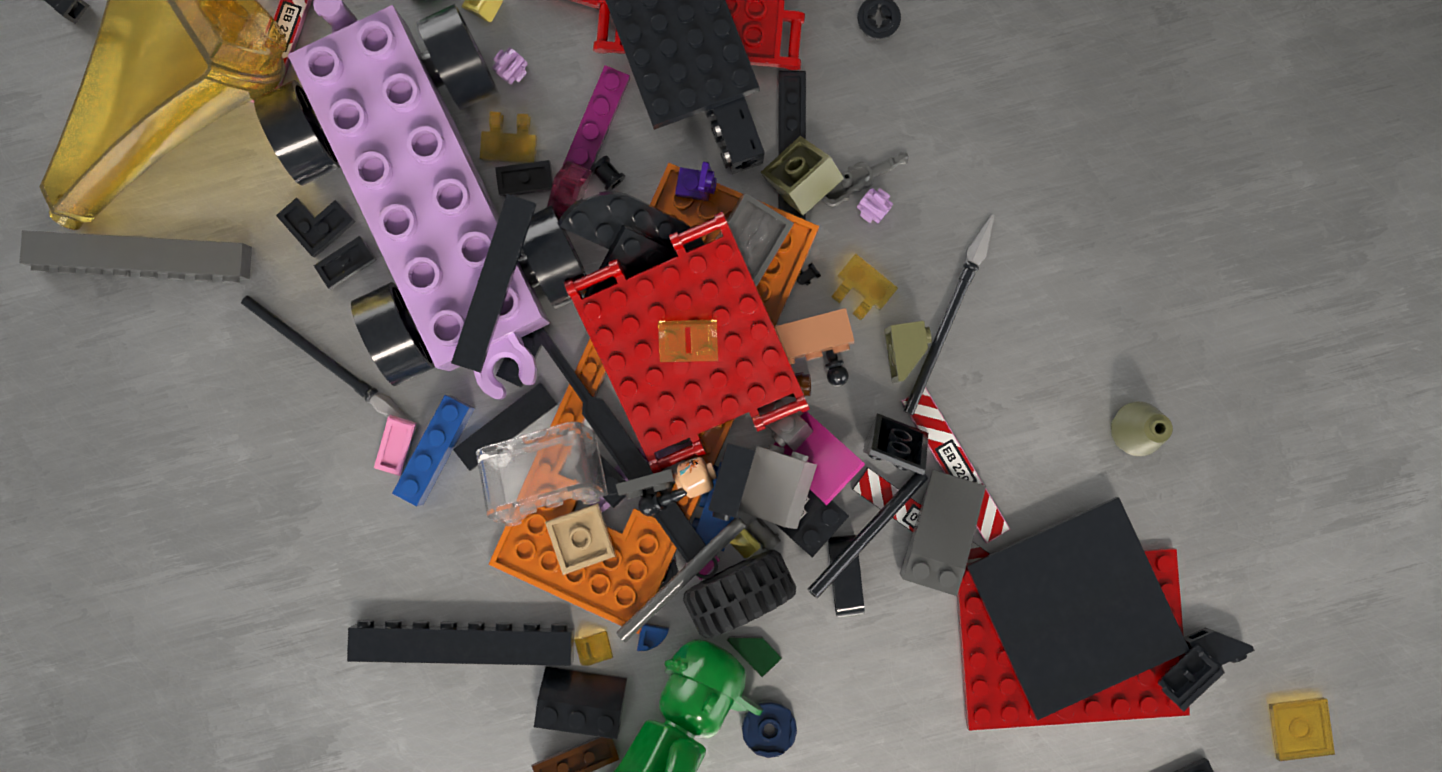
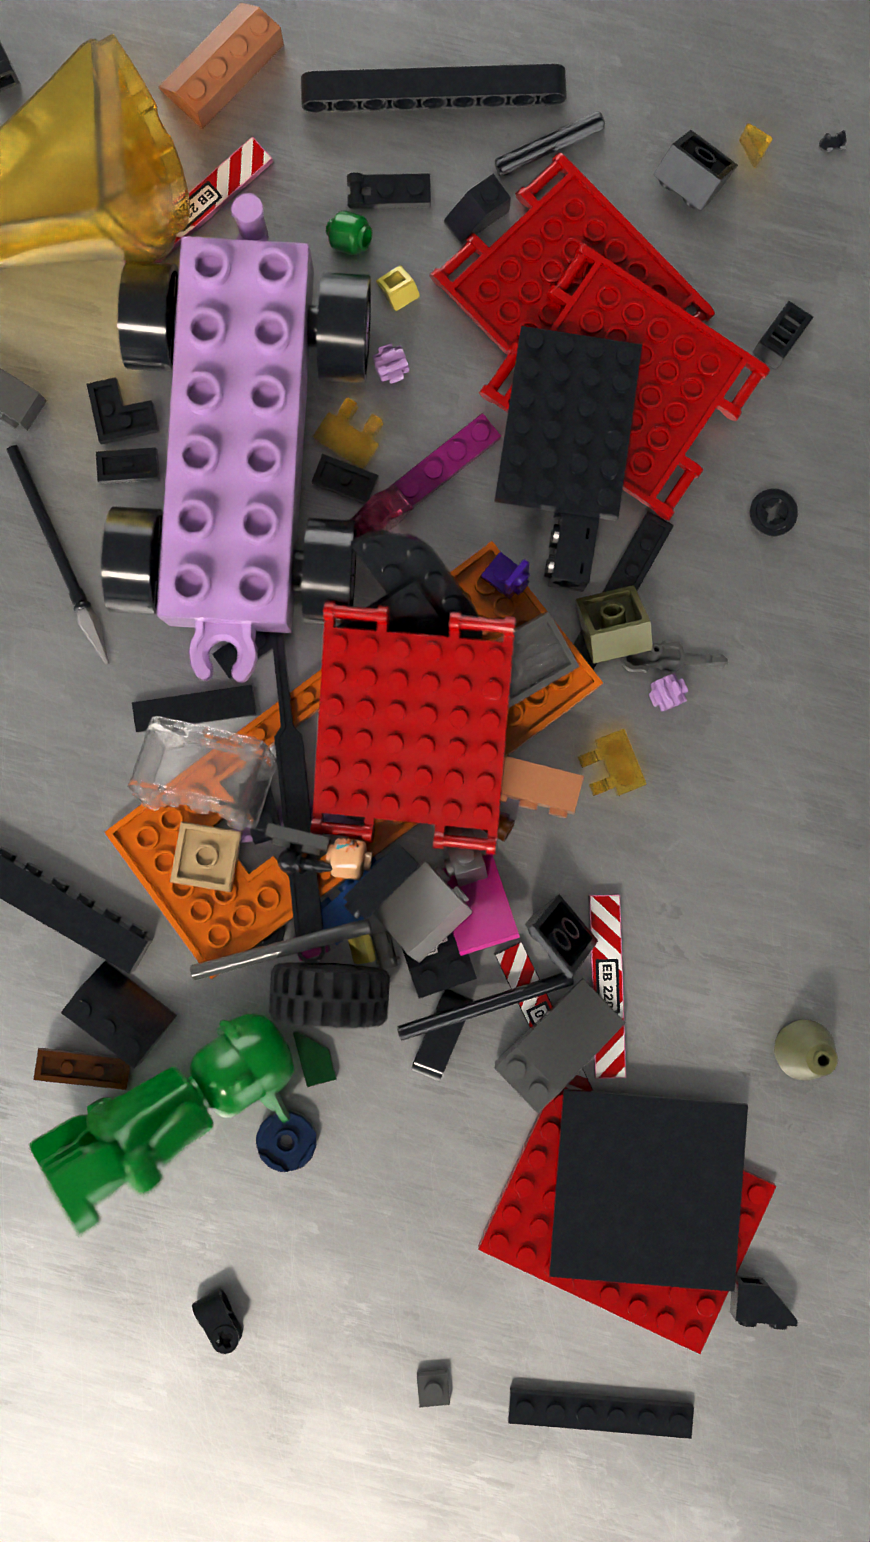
camera: 20 degrees right, 0 degrees up
(395, 445) = (78, 667): bright pink tile -> none
(433, 450) = (112, 693): blue brick -> none
(493, 283) = (257, 565): black tile -> none
(593, 648) = (160, 969): clear yellow slope -> none
(607, 173) = (427, 519): black bush -> none
(651, 636) = (222, 988): blue tile -> none
(673, 341) = (399, 716): clear yellow piece -> none
(805, 276) = (563, 724): black piece -> none
(837, 374) = (542, 835): black bar -> none
(905, 347) = (622, 846): olive slope -> none
(975, 255) = (739, 794): black piece -> none
(1191, 676) = (721, 1317): black hinge -> none
(1301, 729) = (801, 1428): clear yellow tile -> none

